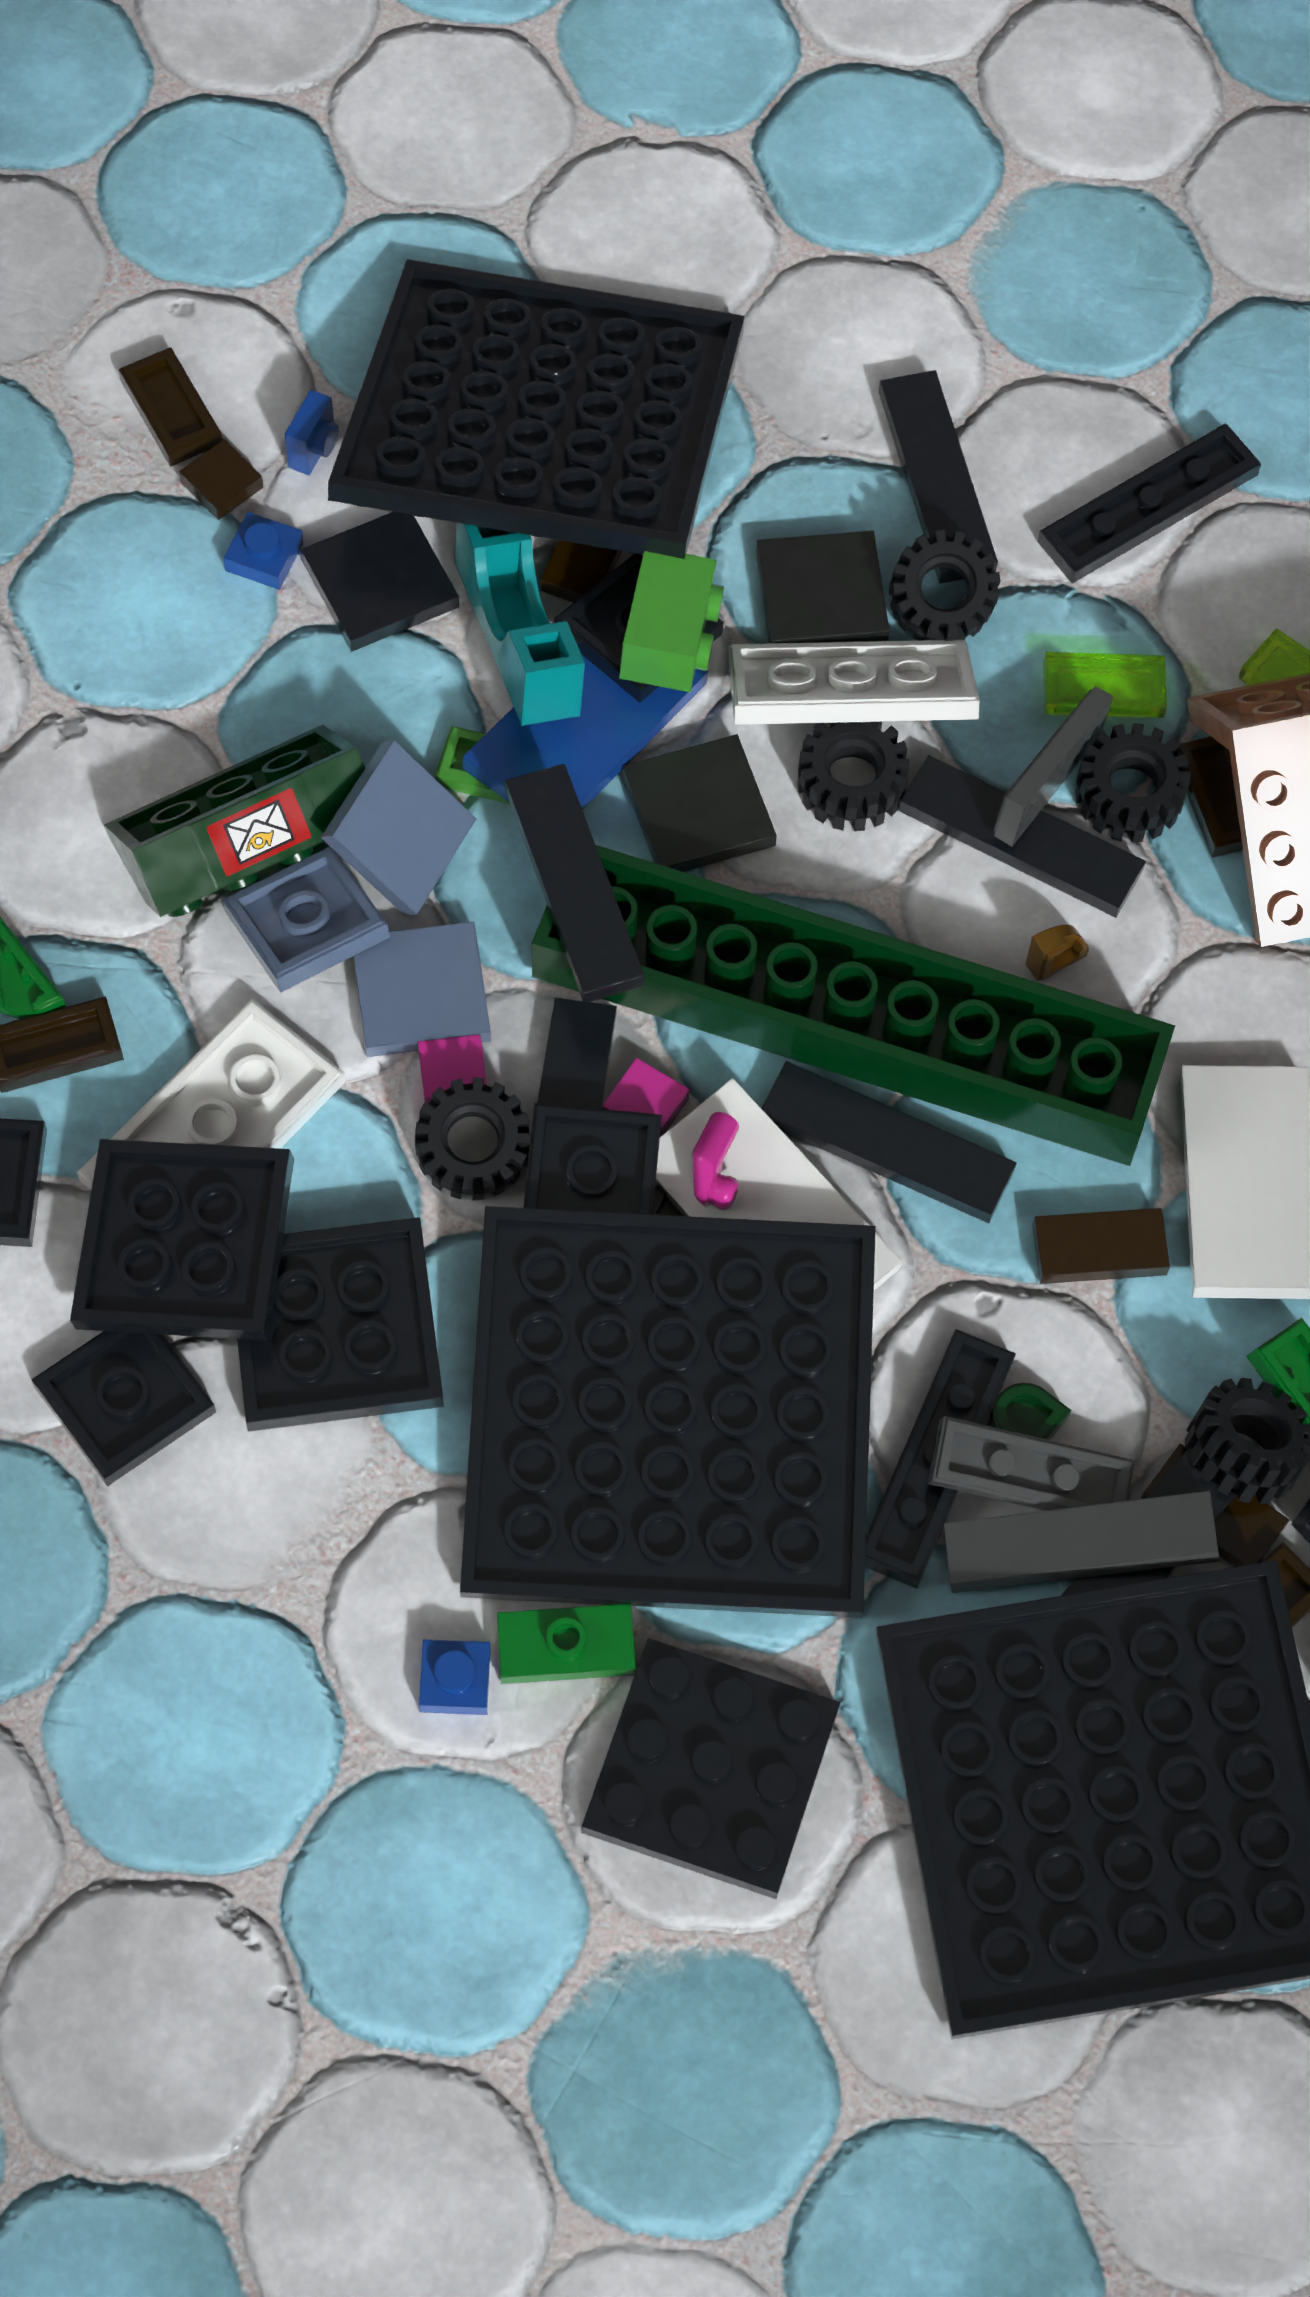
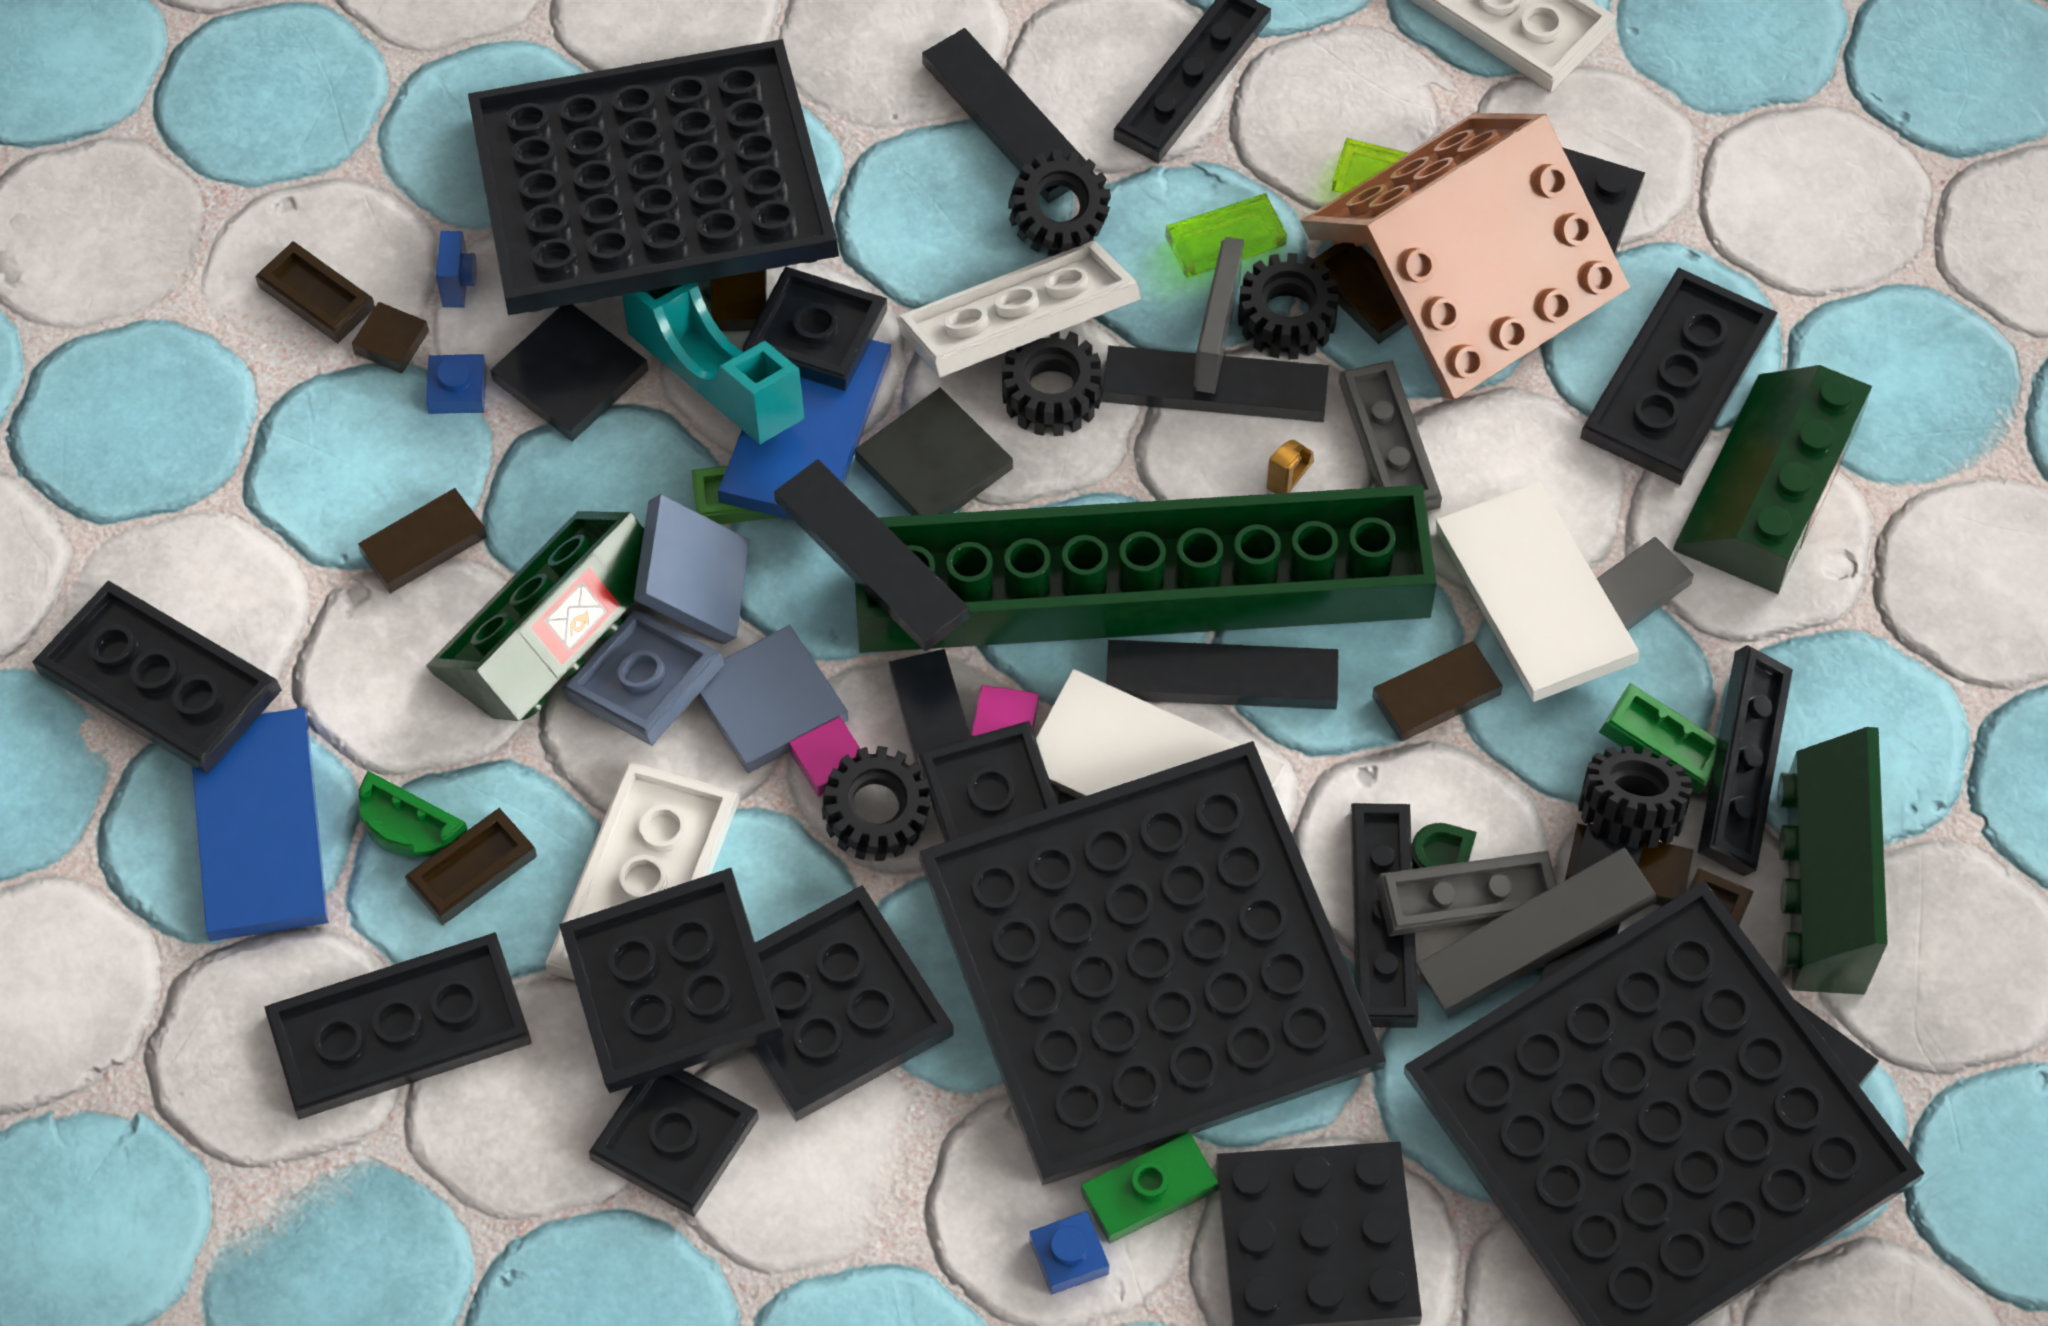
camera: 20 degrees left, 5 degrees down
(157, 696) = (422, 540): none -> dark brown tile
(668, 621) = (846, 311): bright green brick -> none
(707, 1162) = (1085, 739): dark pink arm -> none
(822, 588) = (953, 242): pearl dark grey tile -> none
(1177, 956) = (1388, 429): none -> dark grey tile

